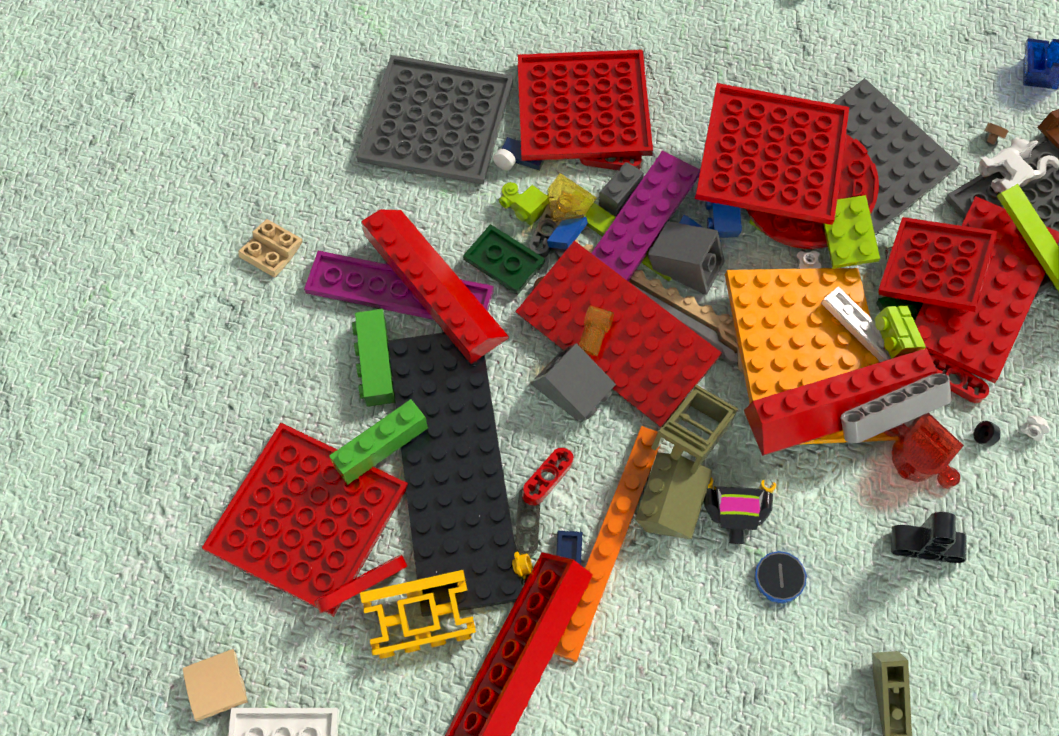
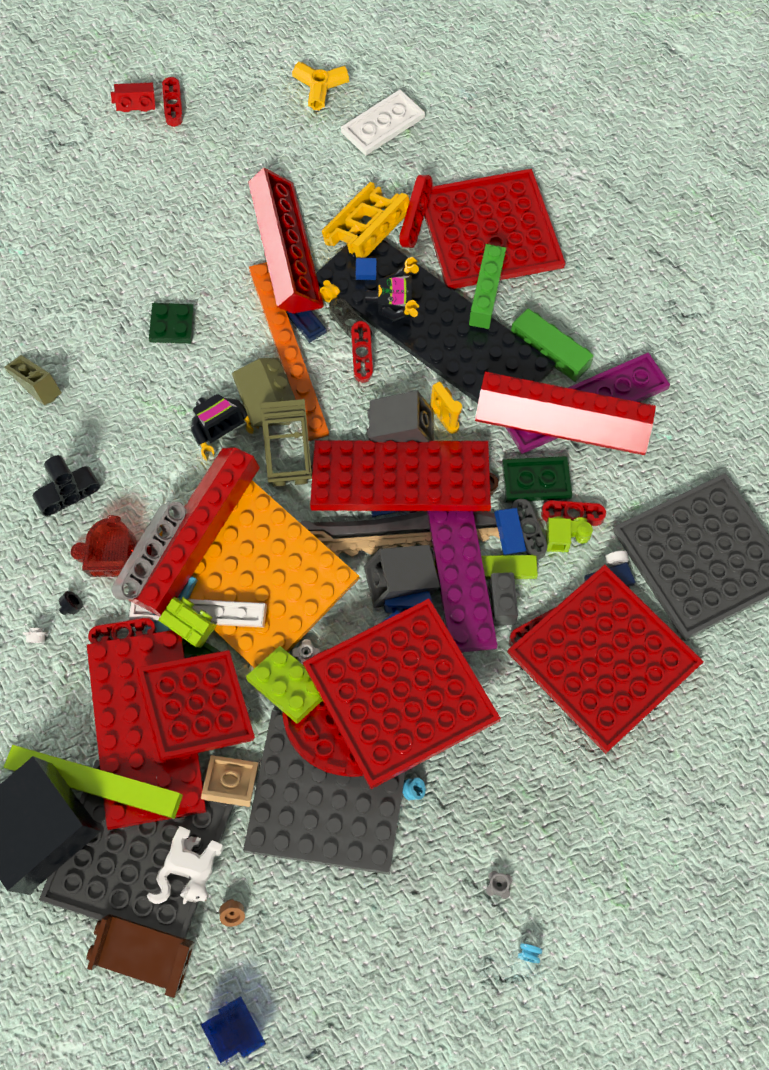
camera: 135 degrees right, 0 degrees up
(214, 685) = (446, 117): tan slope -> none
(270, 248) = (706, 367): tan slope -> none
(468, 556) = (365, 268): none -> blue tile
(472, 497) = (395, 293): none -> torso
(499, 207) = (579, 506): none -> red beam
(525, 360) = (443, 405): none -> yellow plate
(568, 199) = (532, 551): clear yellow plate -> none
(596, 324) = (416, 456): clear yellow piece -> none
(702, 657) = (171, 323): none -> dark green plate
(780, 577) = (156, 403): black tile -> none
(789, 33) = (505, 881): none -> light grey plate
(941, 204) = (229, 781): none -> tan plate

